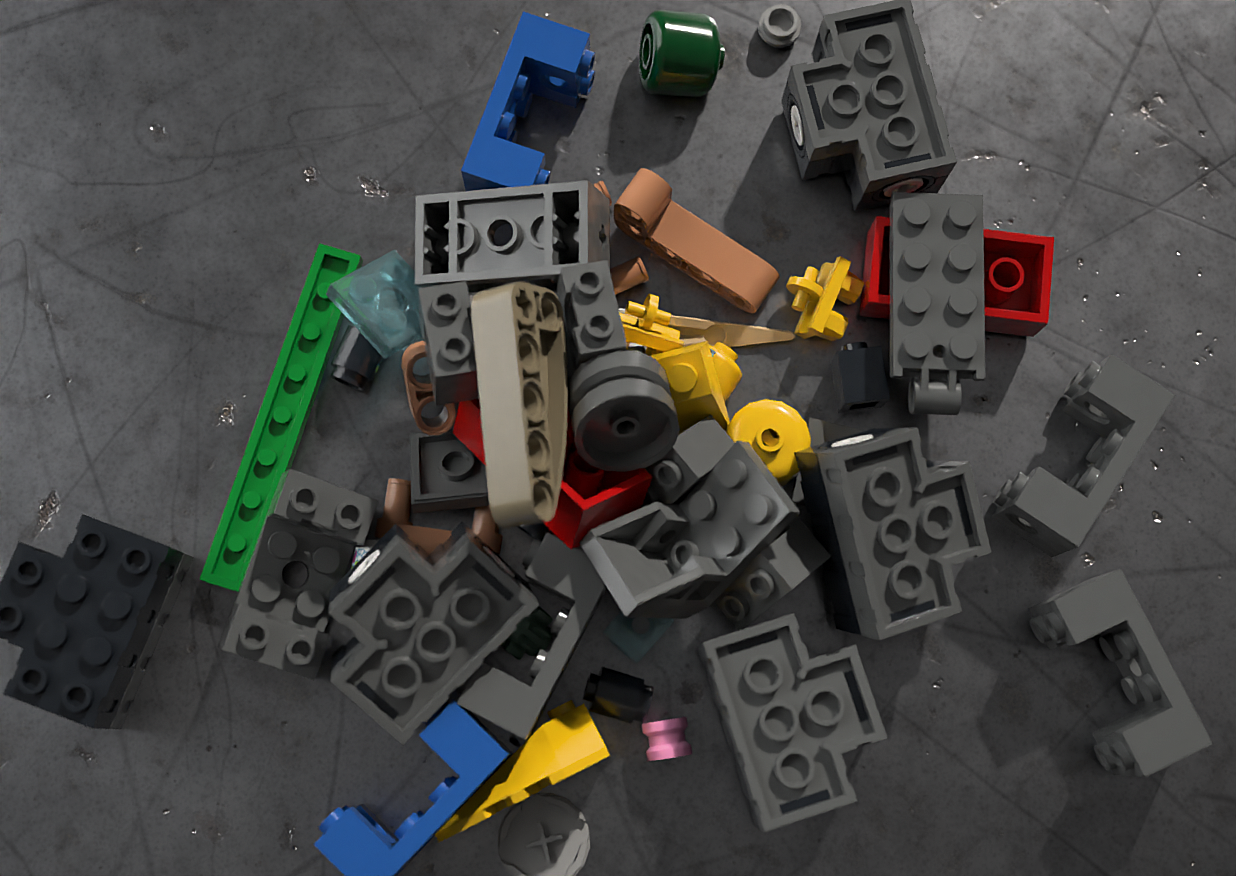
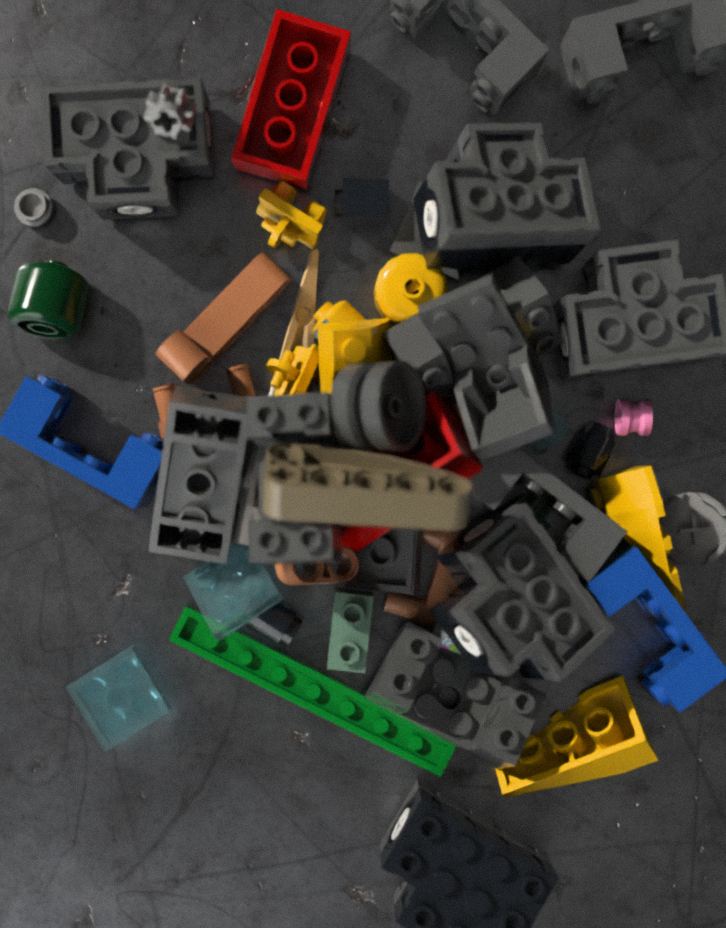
camera: 80 degrees left, 10 degrees up
(245, 202) = (118, 698): none -> clear light blue plate
(264, 754) = (587, 742): none -> yellow wedge
(359, 444) = (350, 630): none -> sand green brick
(910, 129) = (169, 111): none -> light grey gear
(936, 296) = (311, 120): dark grey hinge -> none

